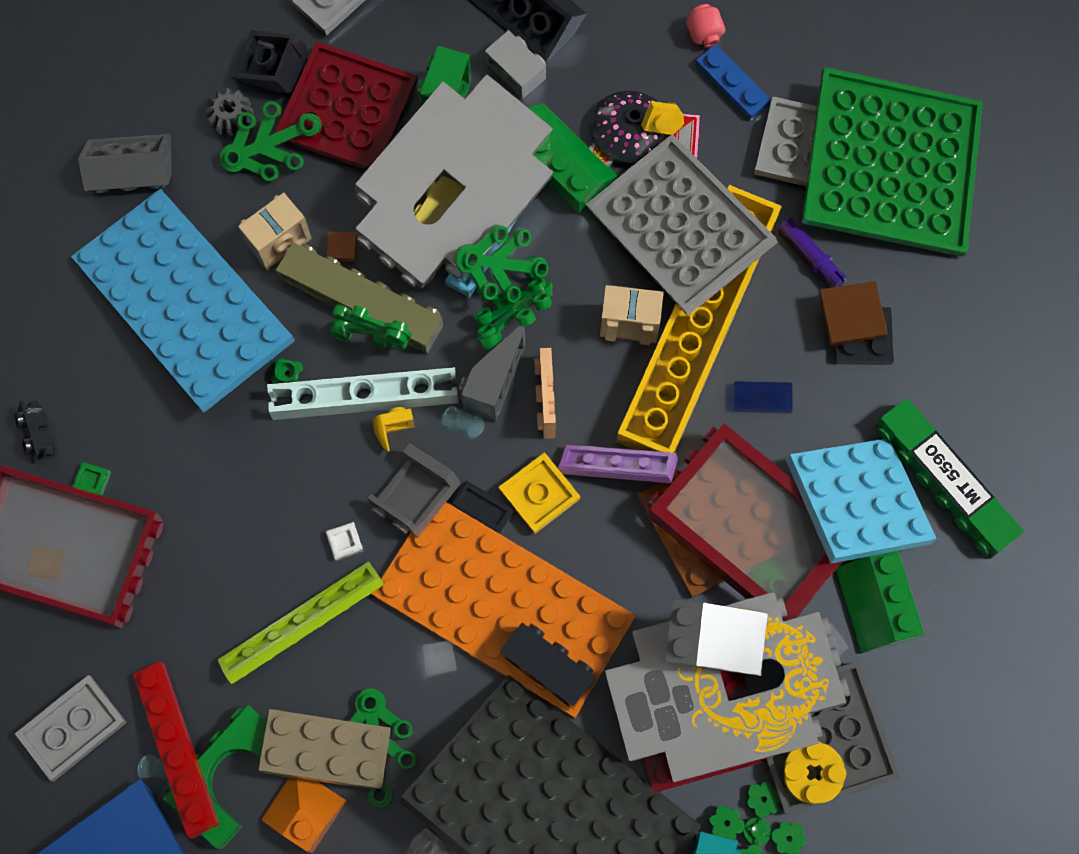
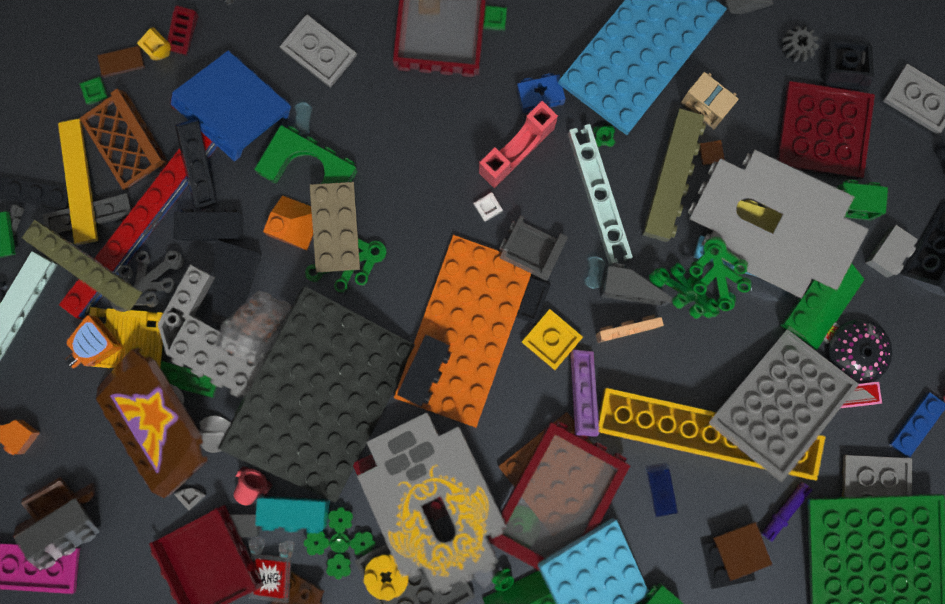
camera: 80 degrees right, 10 degrees up
(176, 750) = (315, 125): red plate -> none
(217, 454) = (530, 98): none -> blue brick
(265, 143) = (780, 76): green plant -> none
(273, 479) = (499, 164): none -> coral arch
(300, 622) = (422, 189): lime plate -> none
(359, 322) = (648, 169): green plant -> none
(396, 419) = (585, 223): yellow plate -> none
(439, 658) = (416, 293): clear plate -> none
(631, 314) = (703, 380): tan container -> none
(663, 118) = (870, 374): yellow plate -> none
(716, 637) = (462, 488): slope -> none
(842, 619) = (503, 580): none -> green plate

